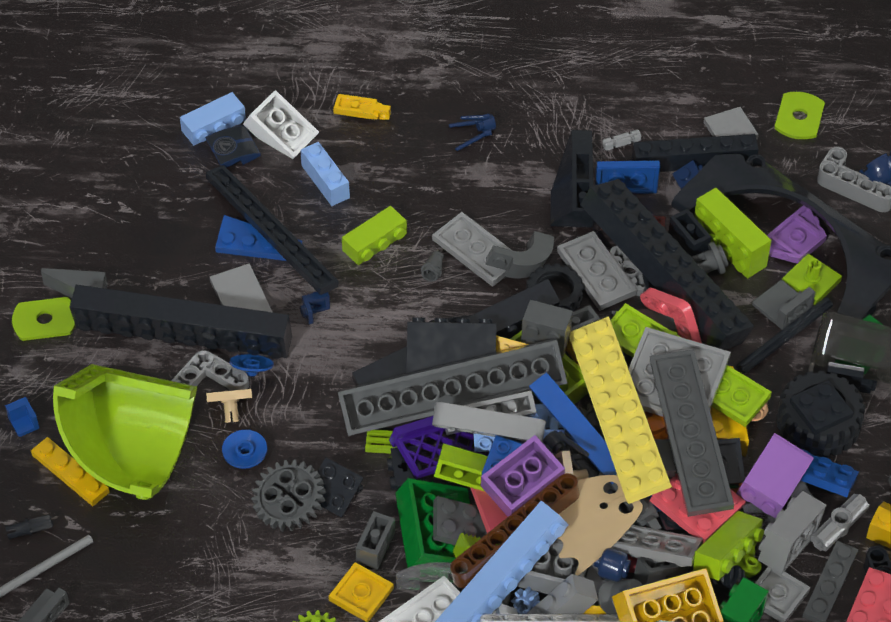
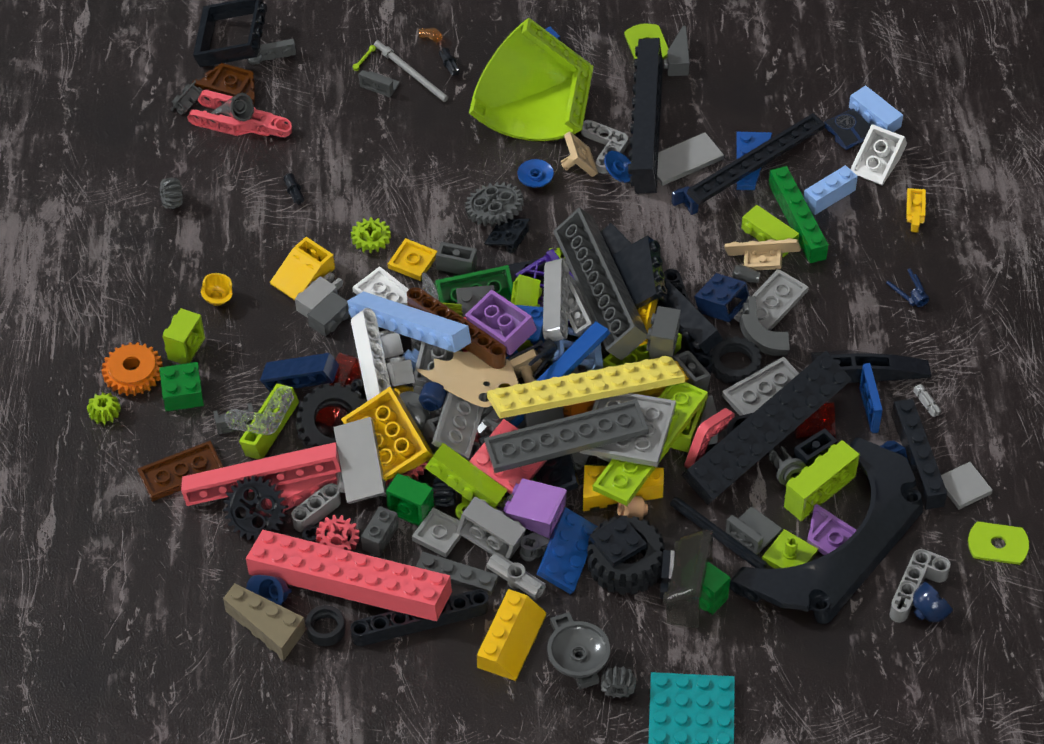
camera: 85 degrees right, 0 degrees up
(354, 206) = (798, 214): none -> green brick
(415, 244) = (763, 254): none -> tan bracket
(472, 285) = (718, 293): none -> dark blue piece

